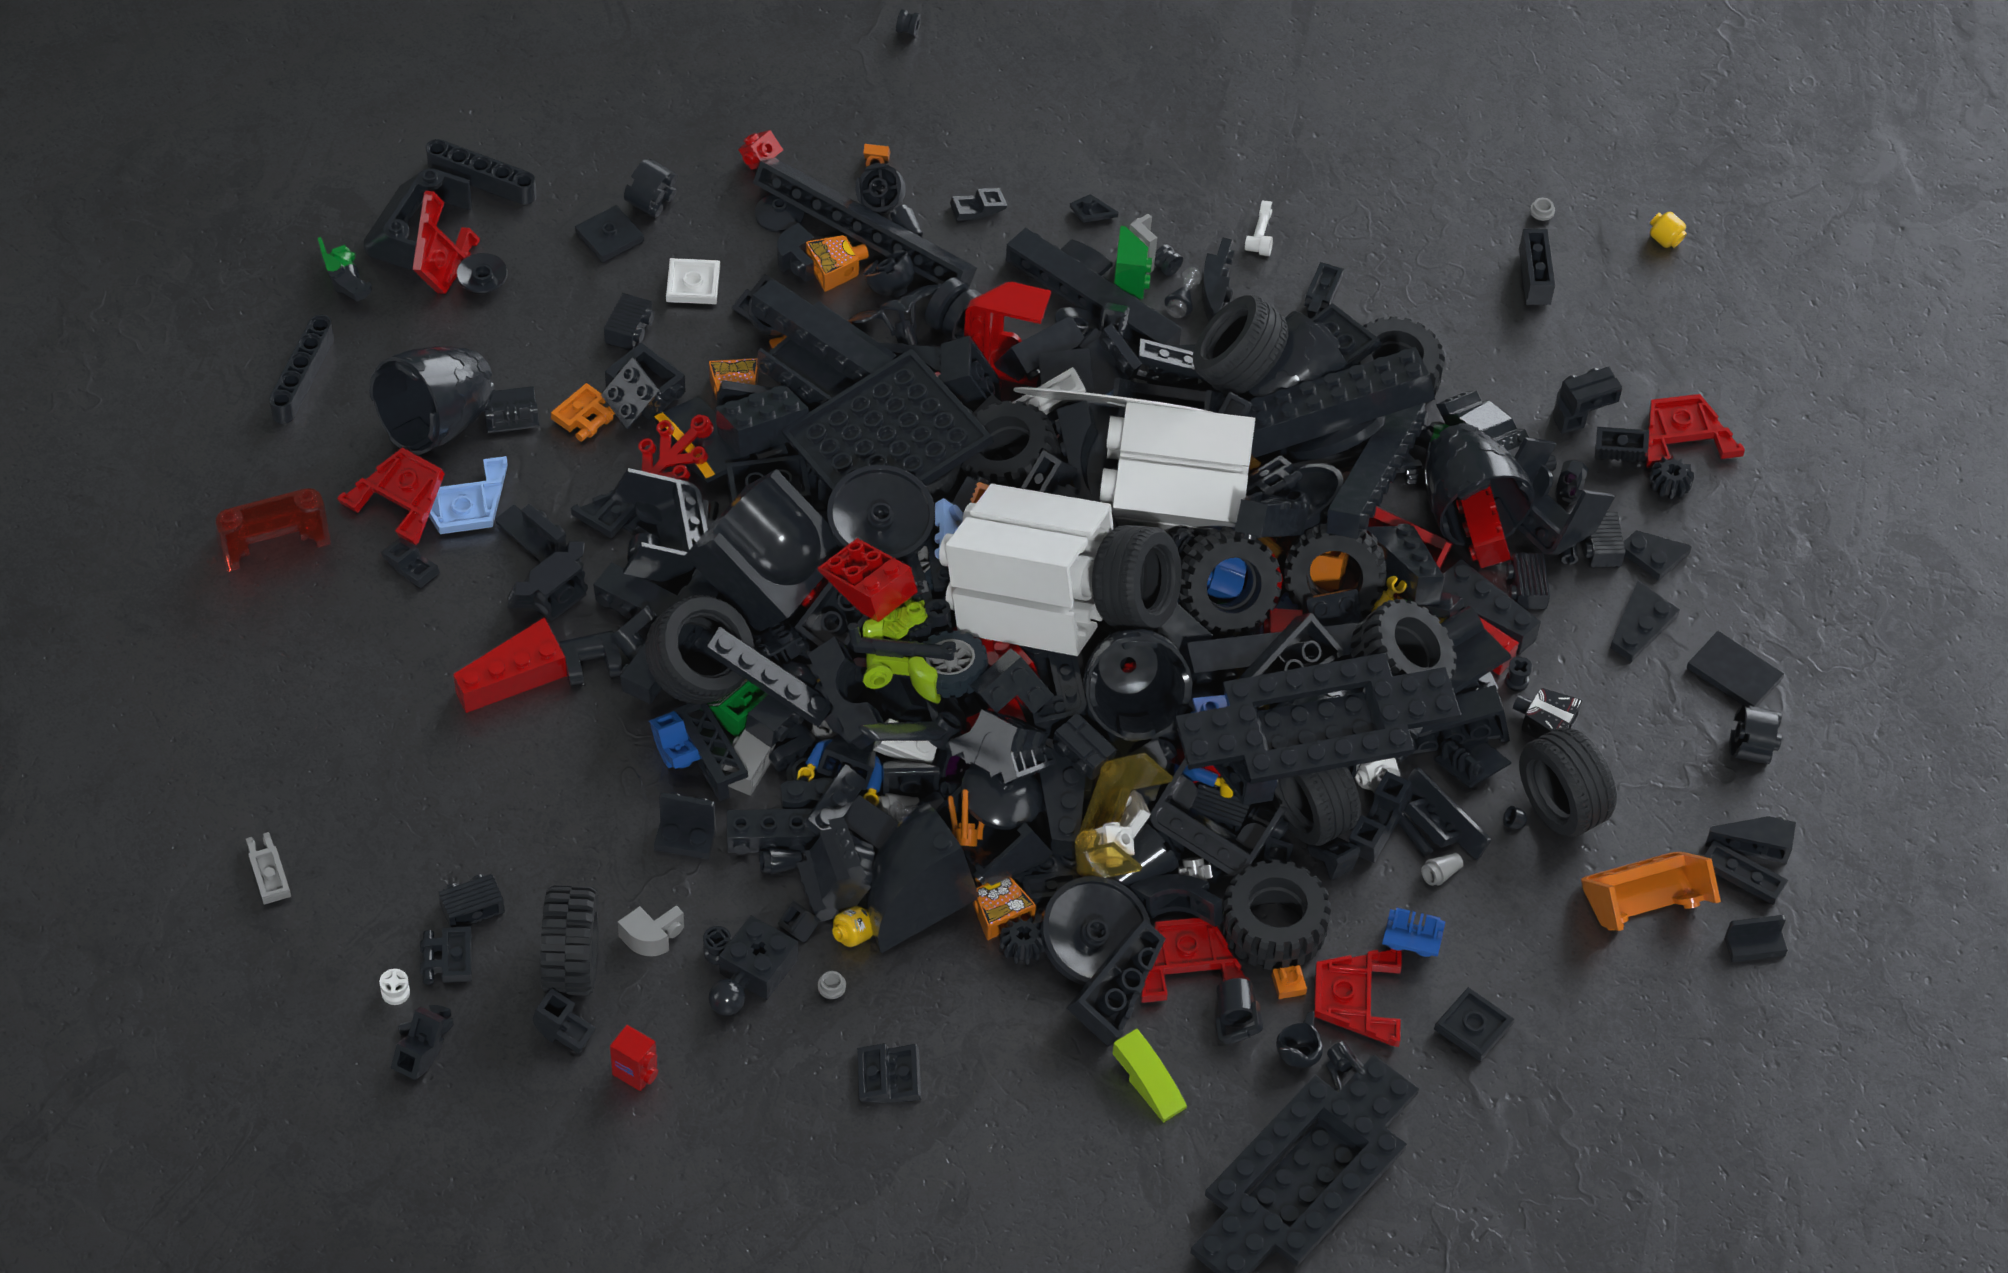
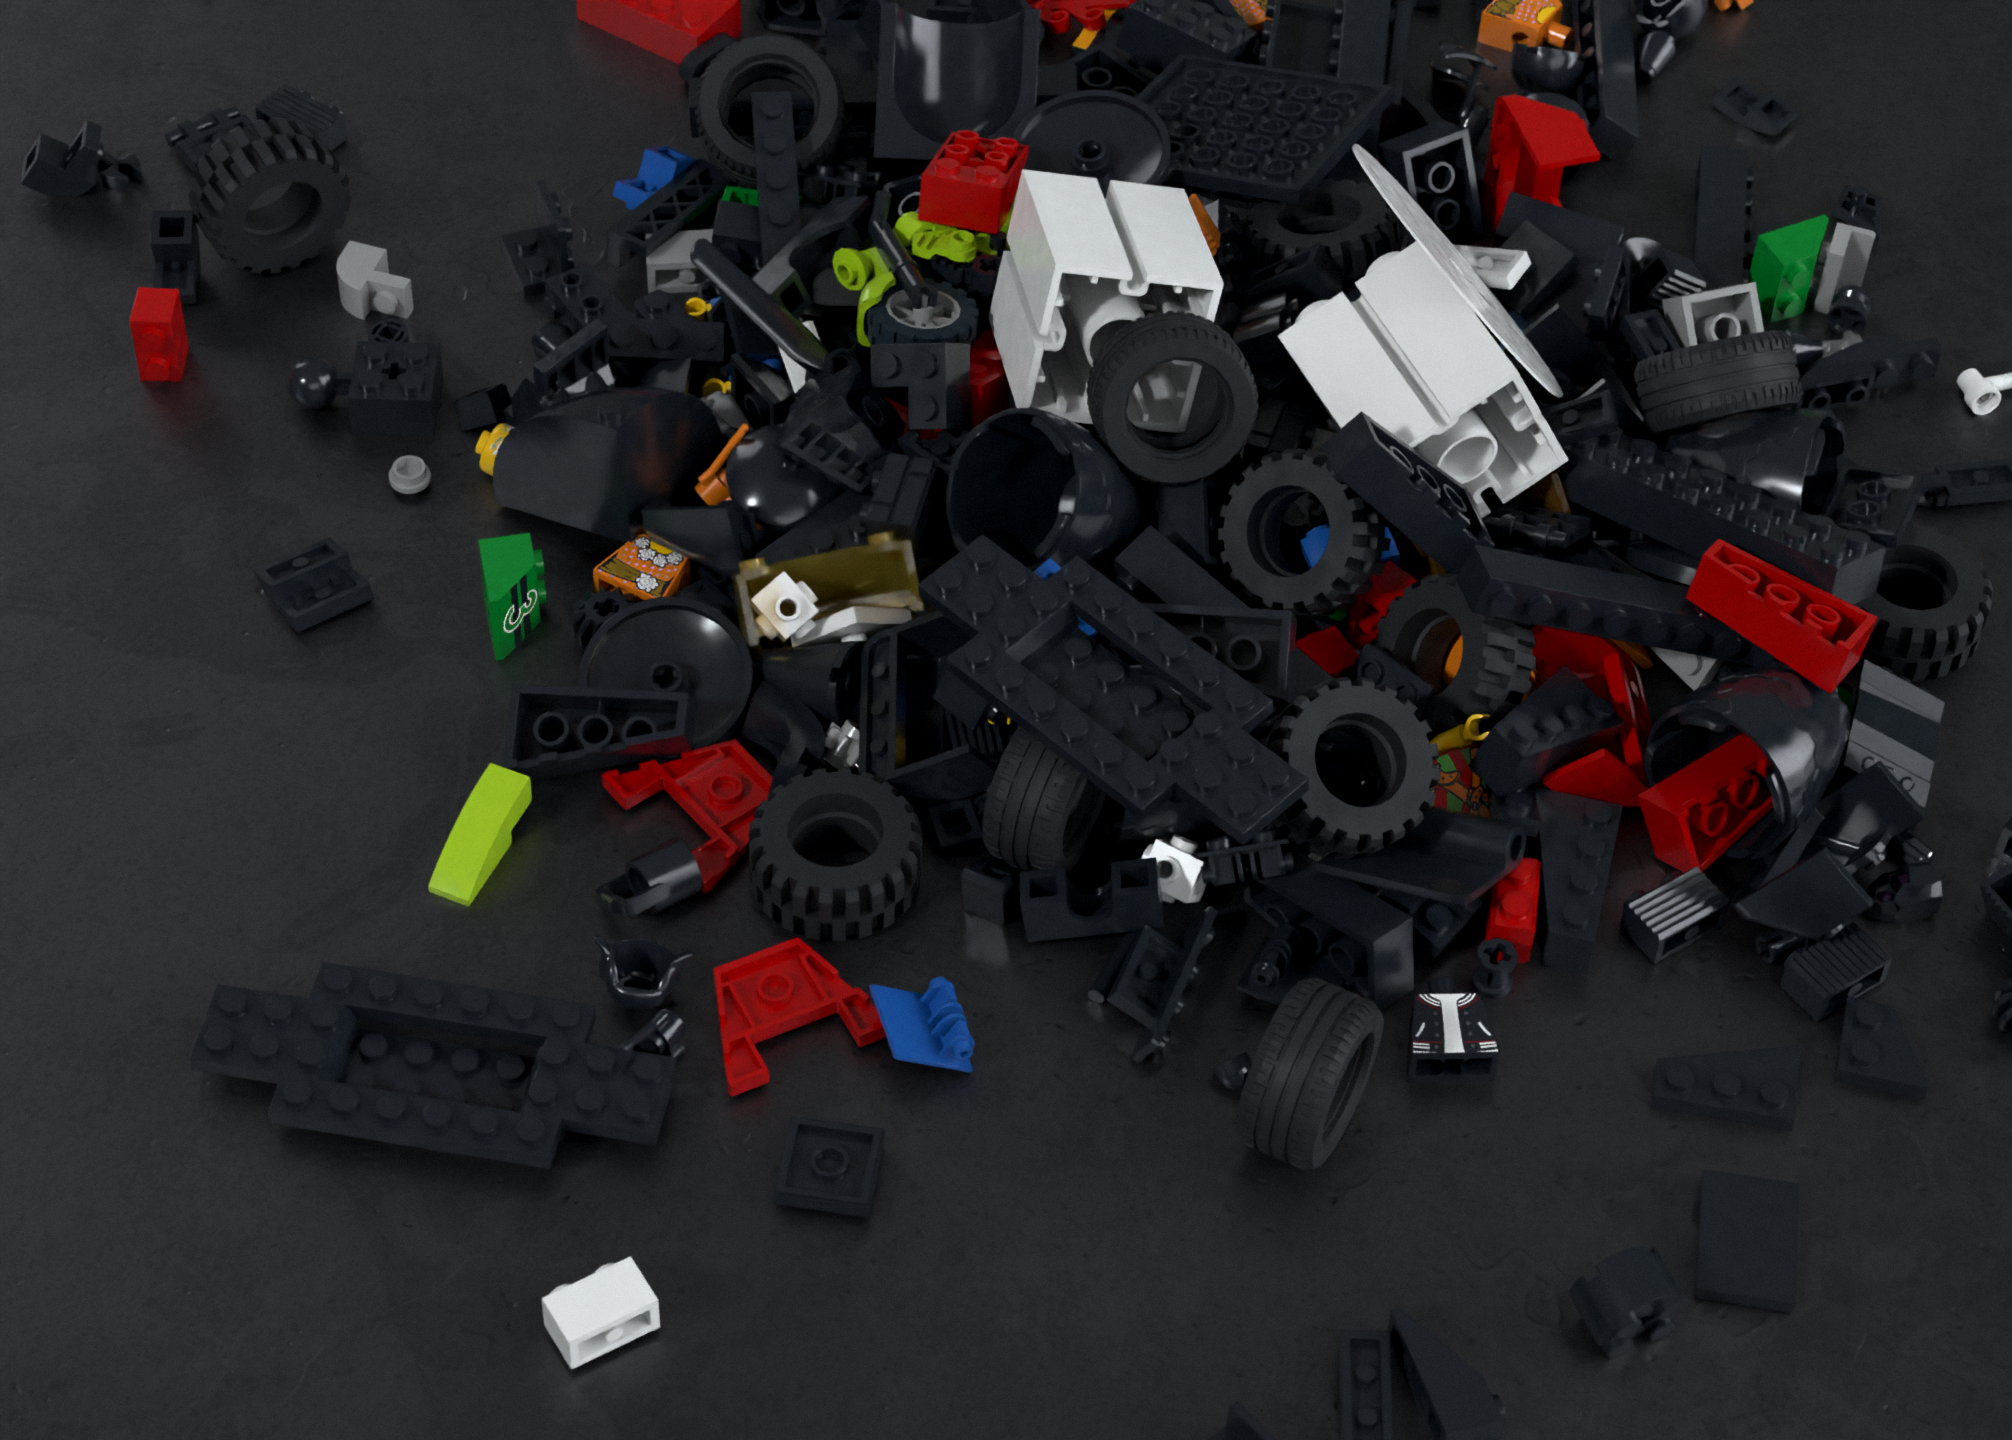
camera: 60 degrees right, 5 degrees down
(389, 981) = (140, 115): white wheel -> none
(980, 975) = (511, 589): none -> green slope
(1162, 319) = (1714, 314): none -> light grey slope
(1289, 982) = (751, 927): orange tile -> none
(1429, 415) = (1782, 614): none -> red wedge
(1441, 868) = (1074, 1018): light grey cone -> none
(1516, 1167) = (600, 1312): none -> white brick
(1650, 885) = (1218, 1267): orange windscreen -> none

